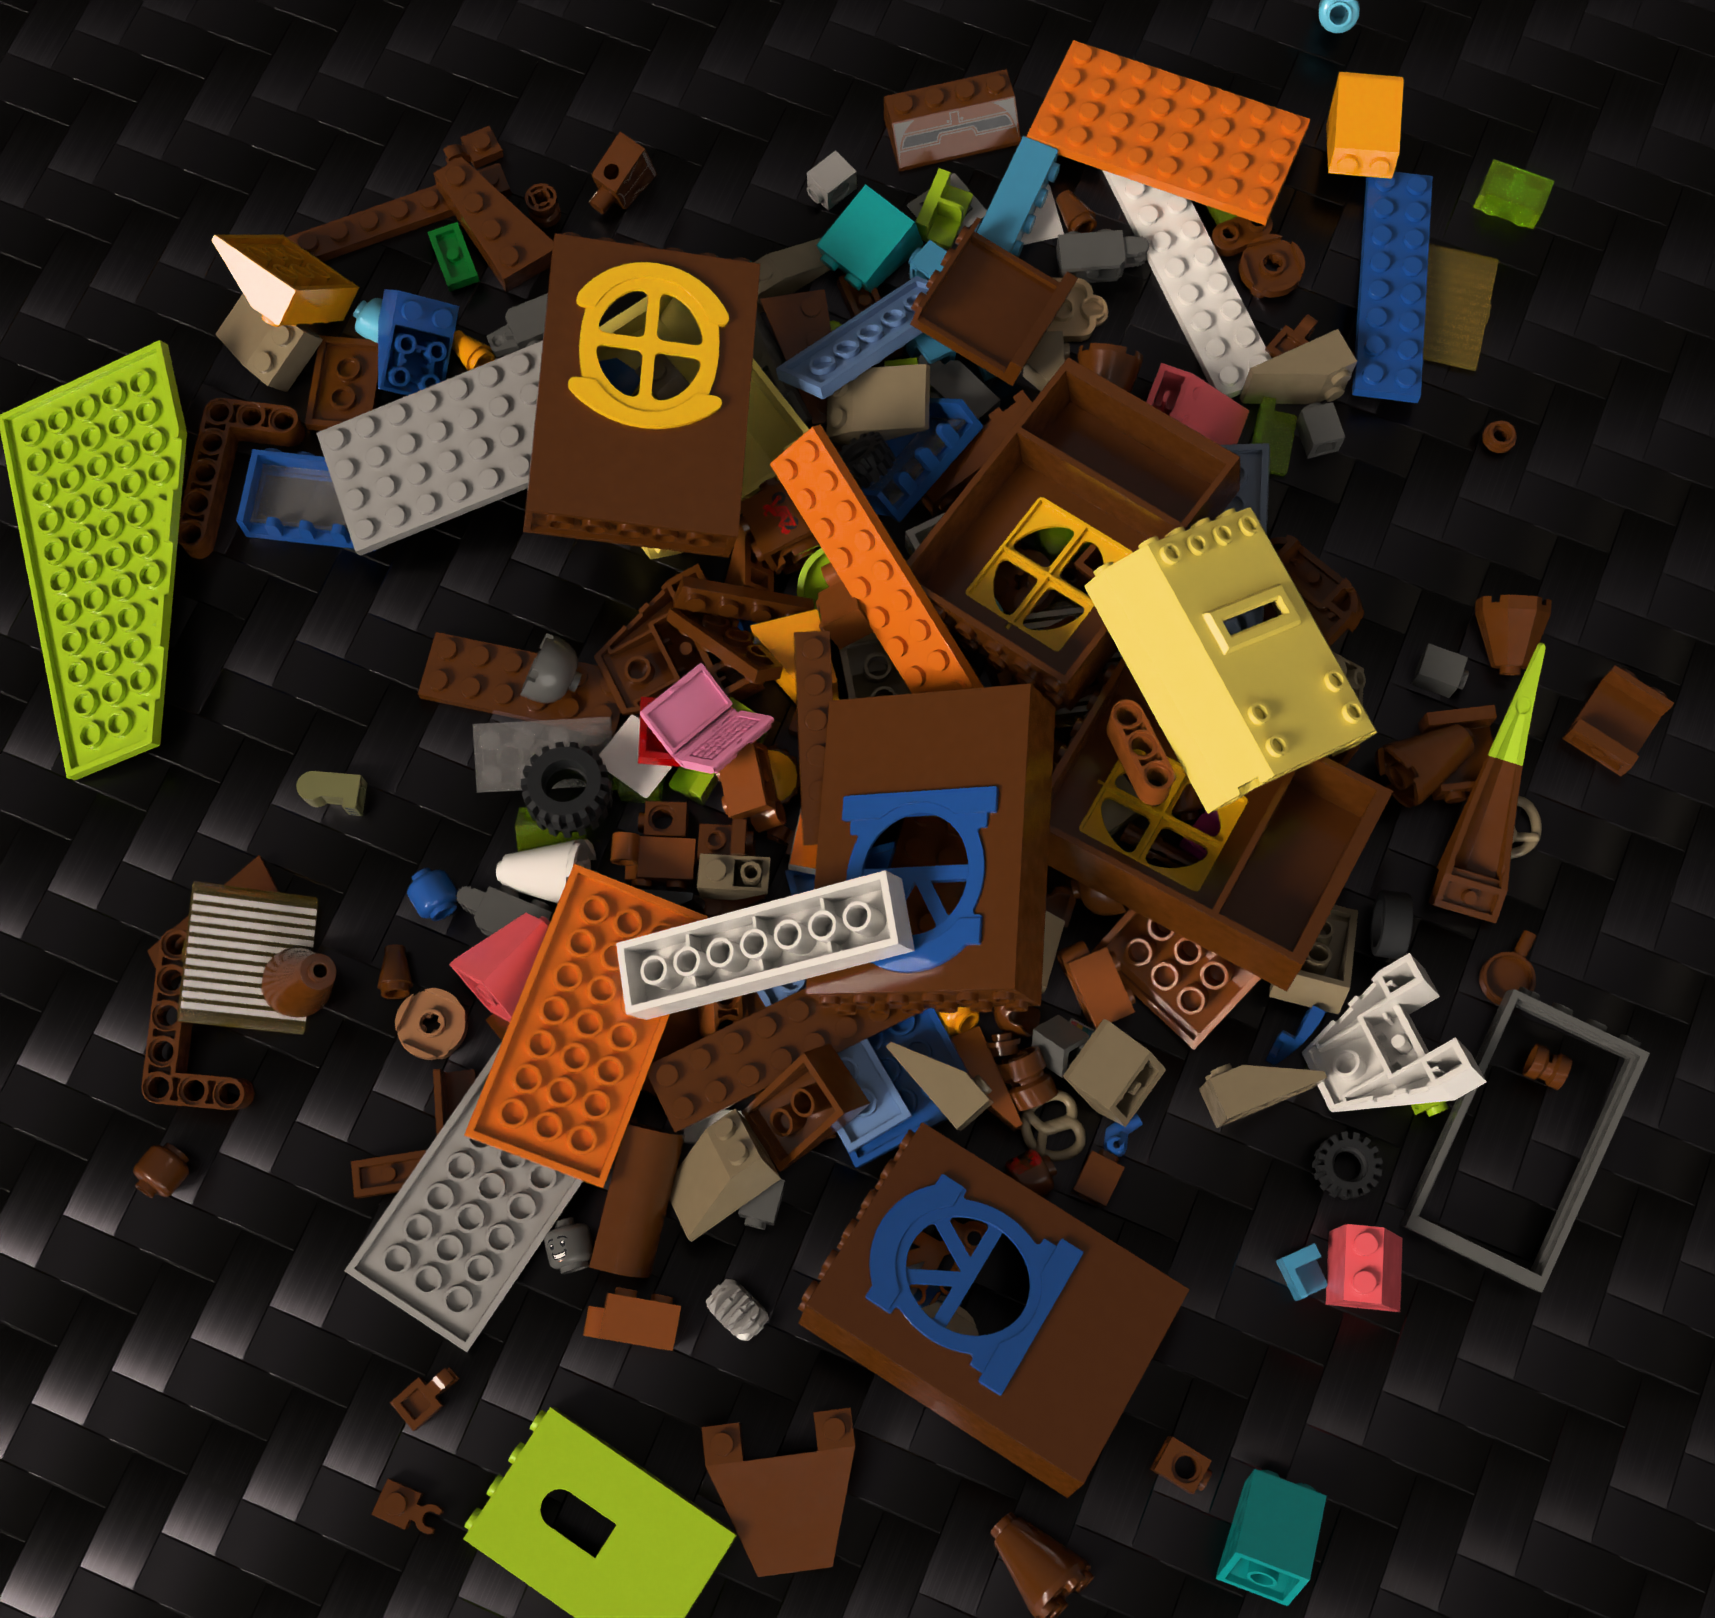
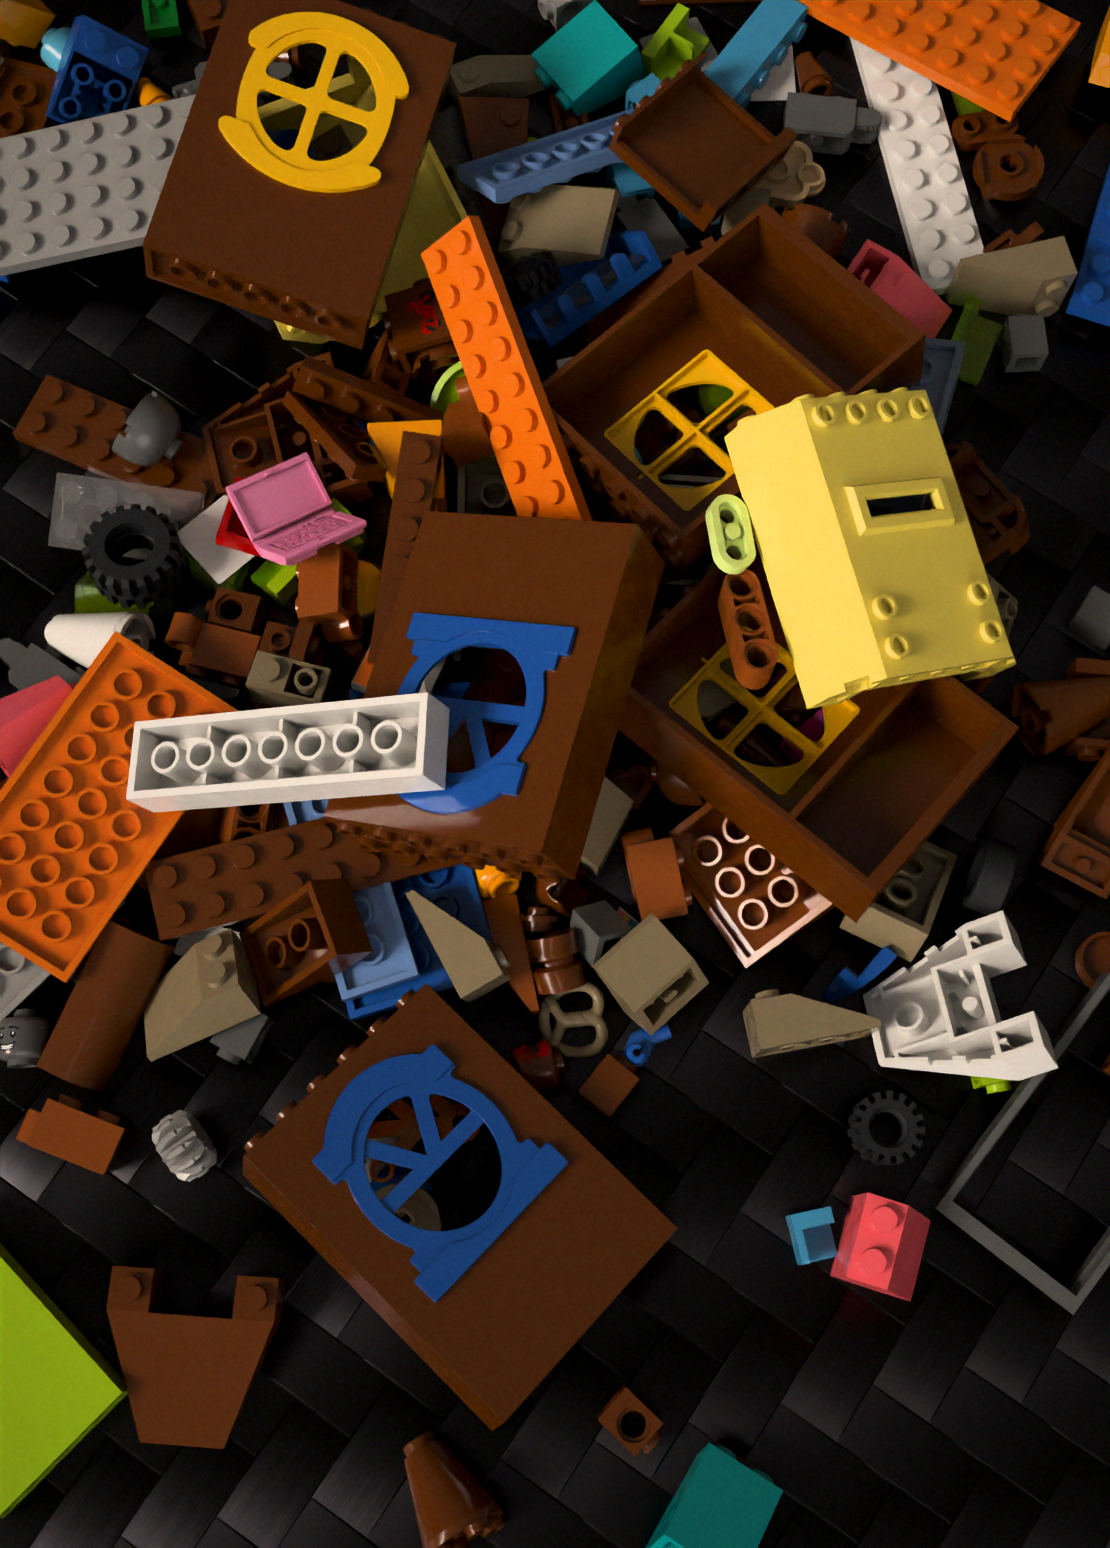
camera: 10 degrees right, 0 degrees up
(1110, 674) = (730, 537): none -> yellowish green plate

